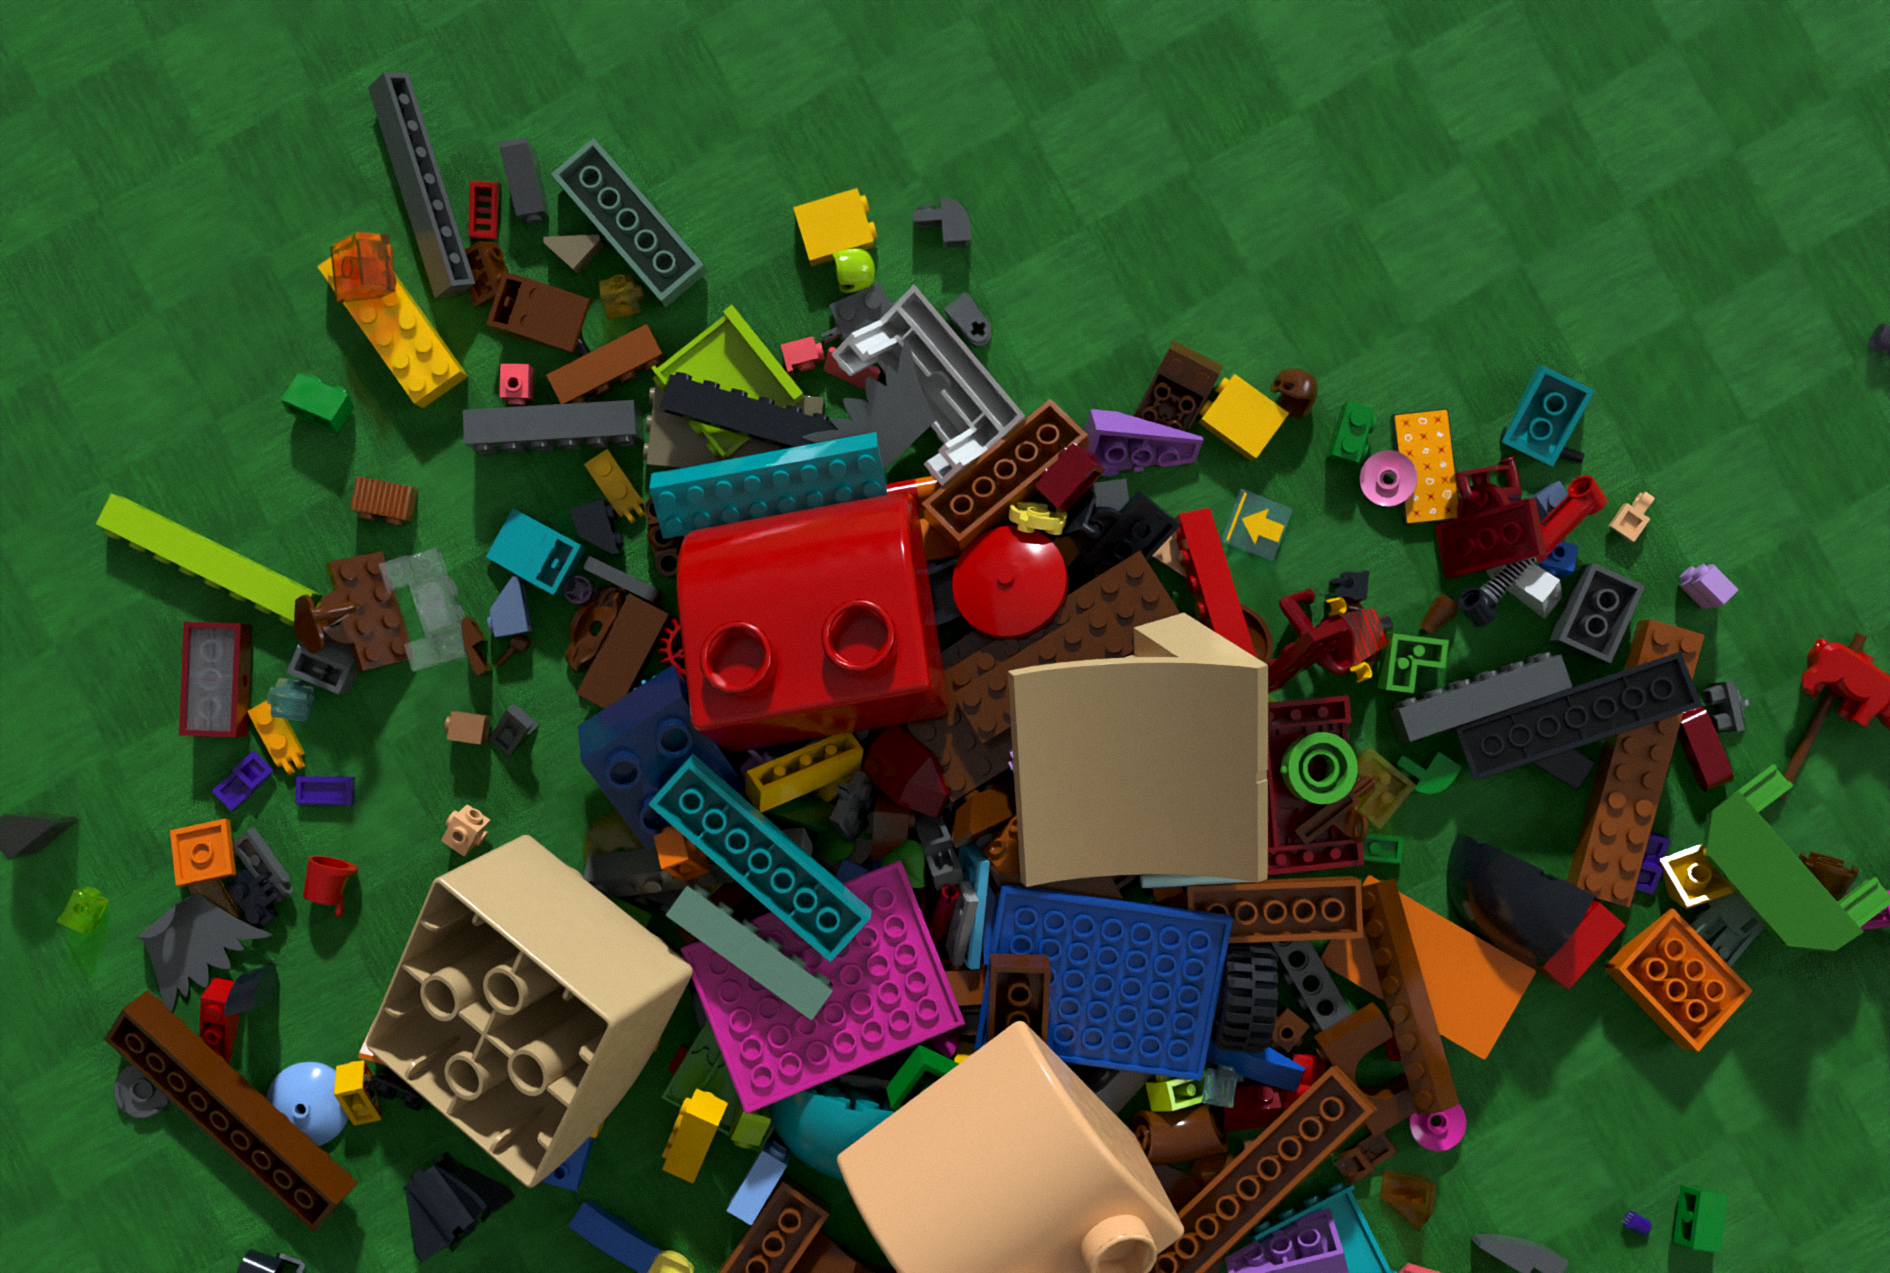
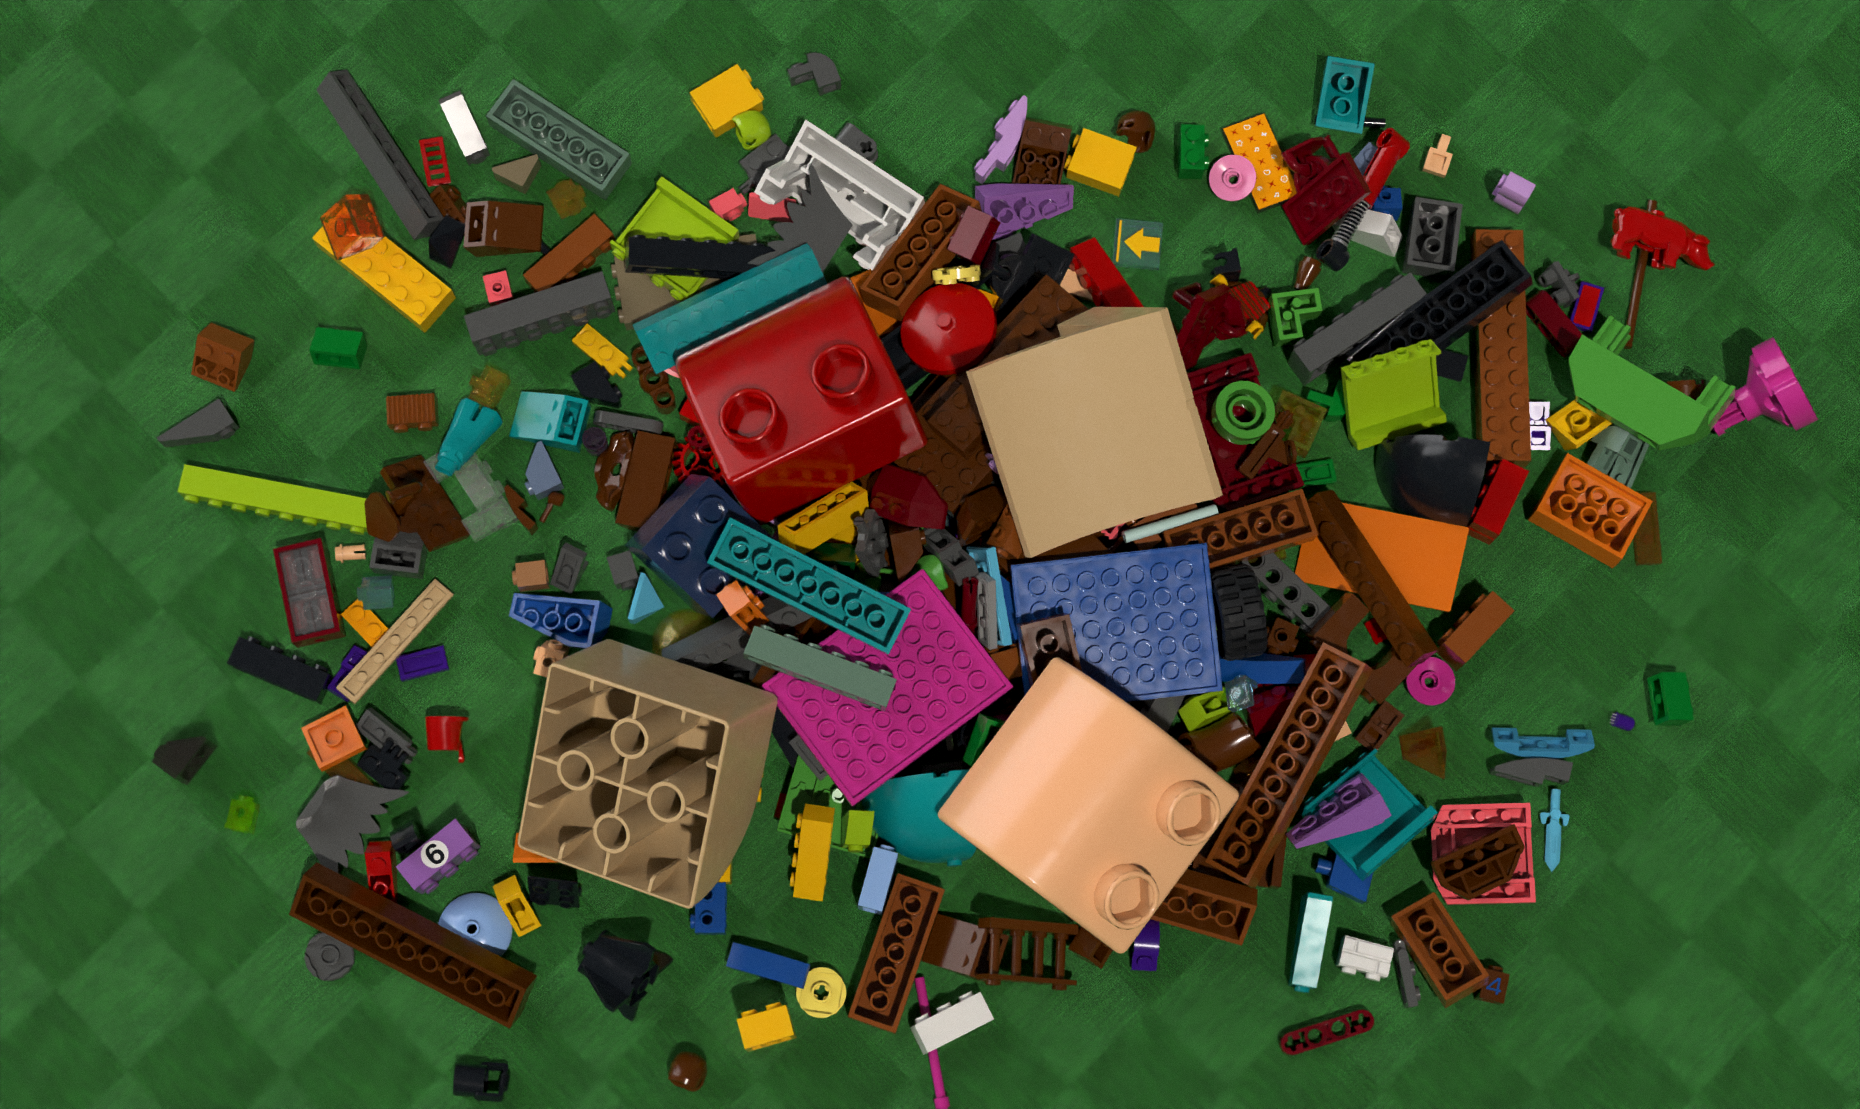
camera: 10 degrees left, 10 degrees down
(154, 451) = (205, 426): none -> dark grey slope
(164, 757) = (279, 669): none -> black brick
(186, 375) = (222, 356): none -> dark orange slope
(276, 643) = (345, 553): none -> light nougat pin
(284, 1022) = (439, 857): none -> medium lavender brick
(298, 760) = (394, 641): none -> tan tile
(433, 547) = (466, 434): none -> teal piece
(471, 309) = (446, 241): none -> black slope
(475, 496) = (489, 387): none -> clear yellow brick
(496, 791) = (567, 620): none -> blue wedge
(568, 751) = (623, 570): none -> dark grey brick
(584, 792) = (645, 601): none -> medium azure slope
(1147, 355) = (1009, 135): none -> lavender slope
(1495, 791) = (1392, 394): none -> lime panel
(1504, 1082) = (1473, 629): none -> dark orange brick
(1543, 1232) = (1573, 744): none -> dark azure slope
(1730, 1035) = (1647, 537): none -> clear orange tile
(1742, 745) = (1586, 306): none -> red tile

